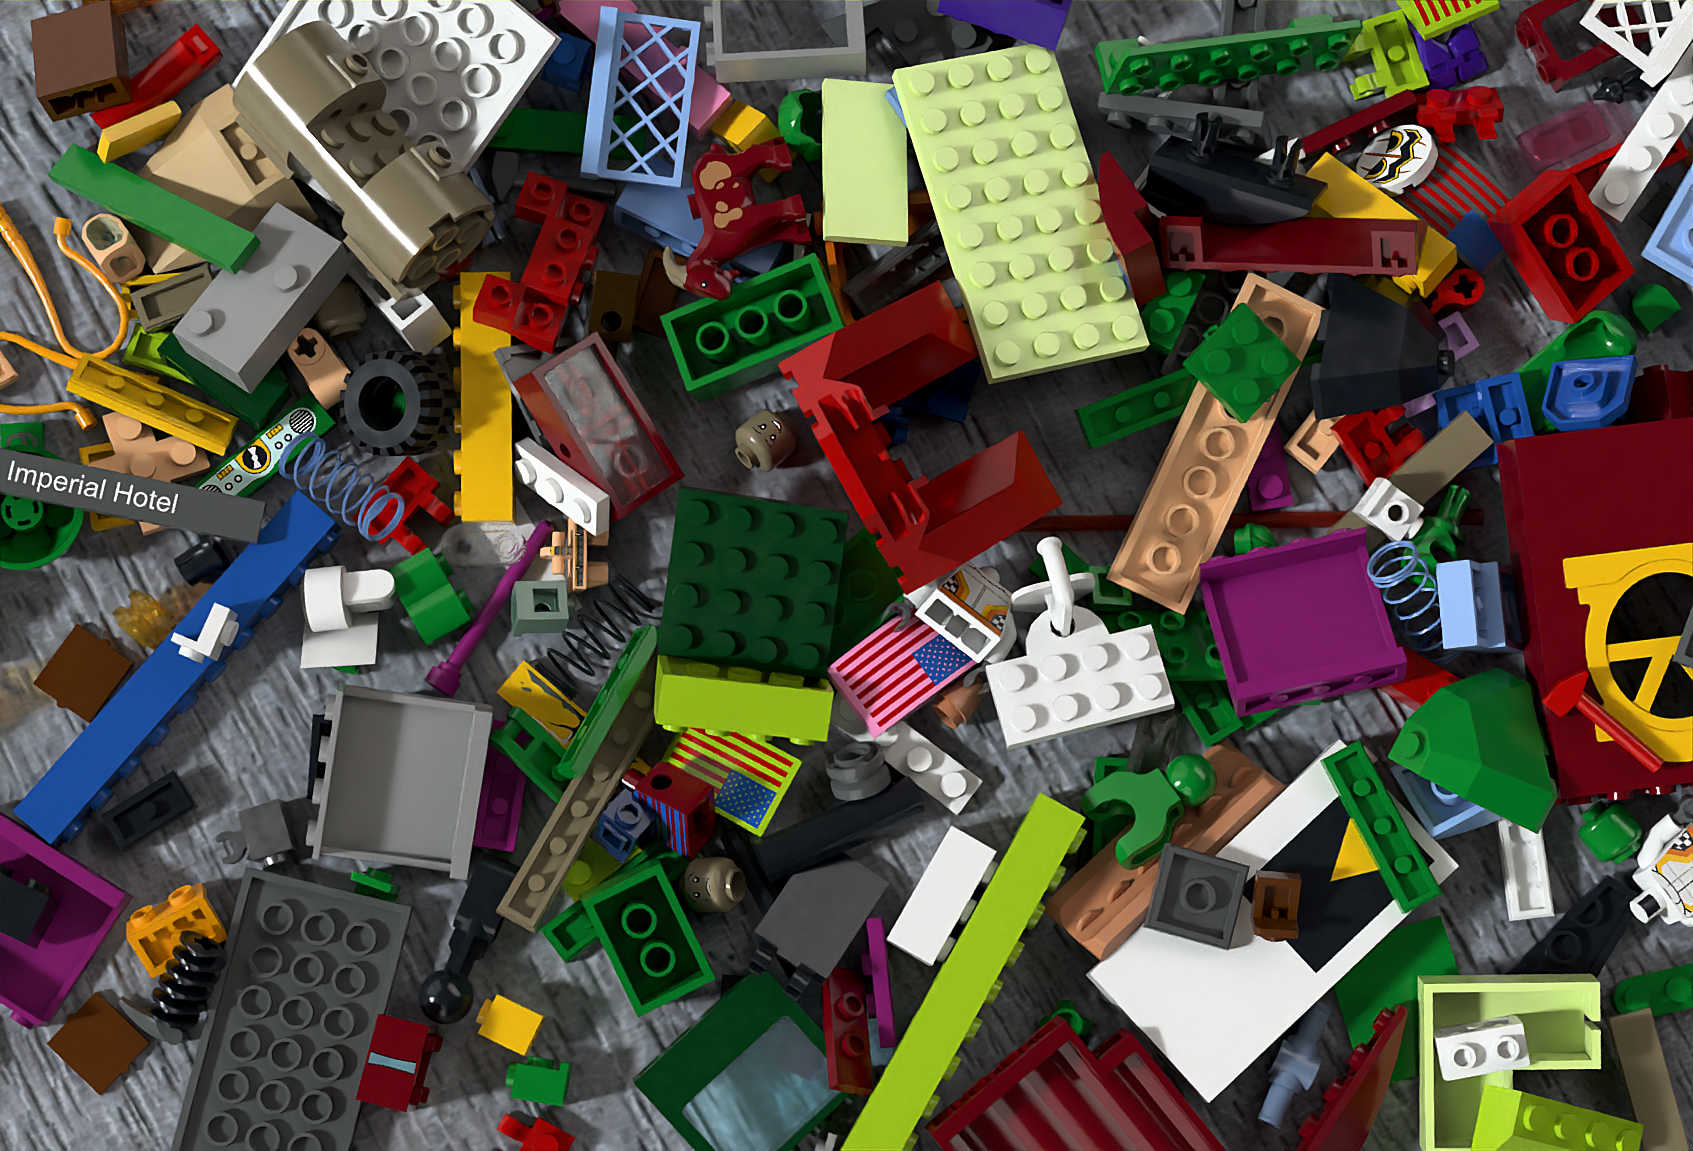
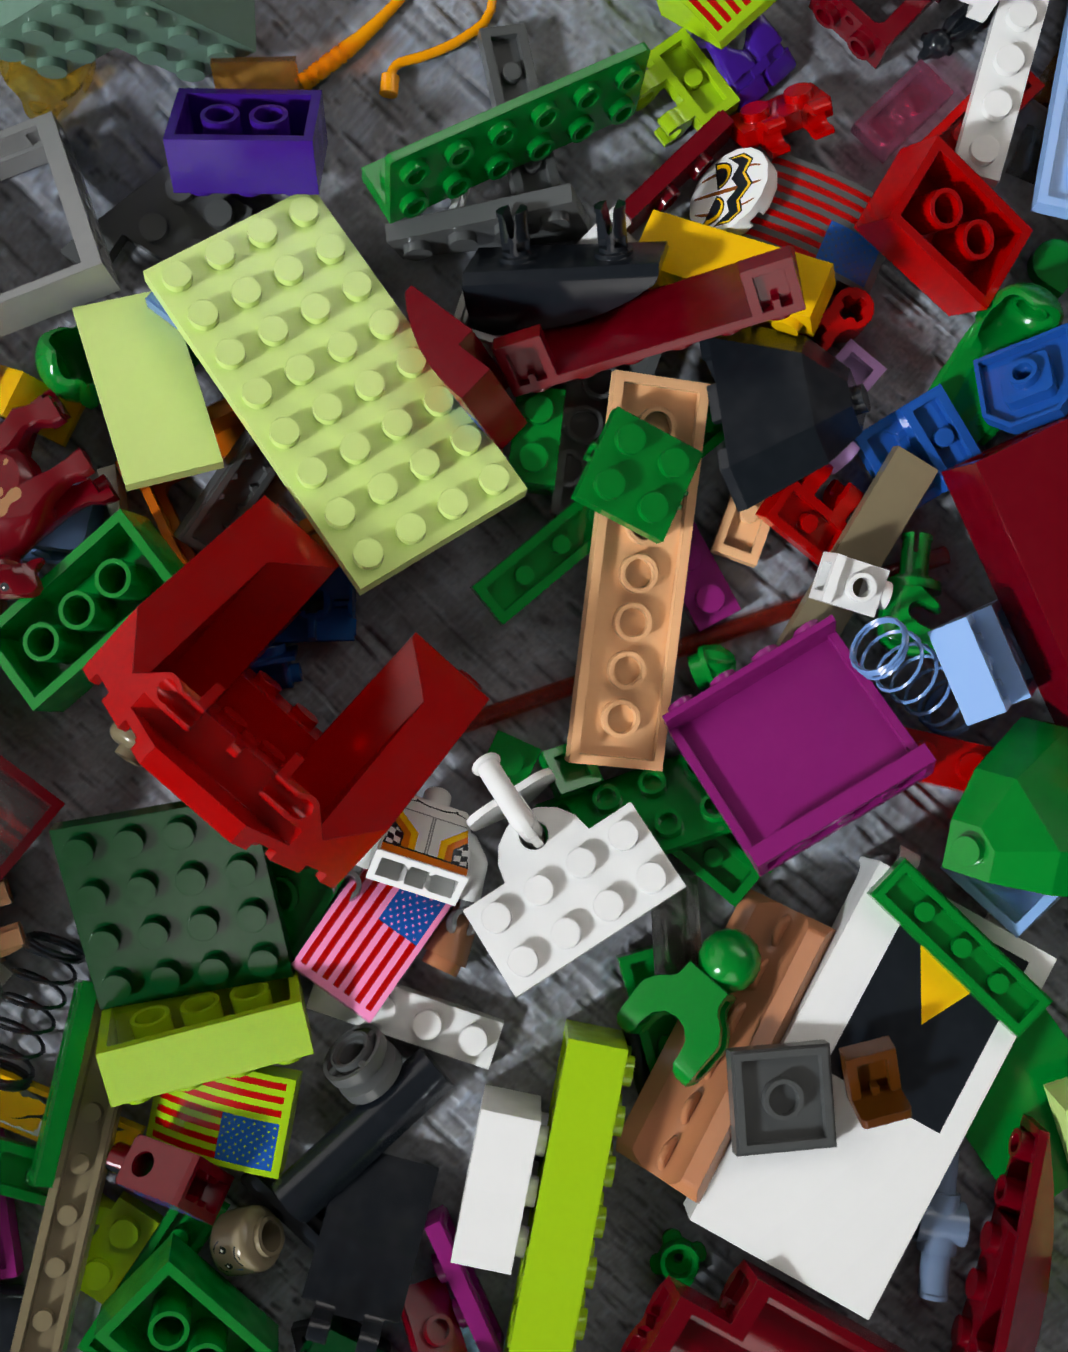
camera: 15 degrees left, 5 degrees up
(624, 825) = (123, 1217): dark blue window -> none

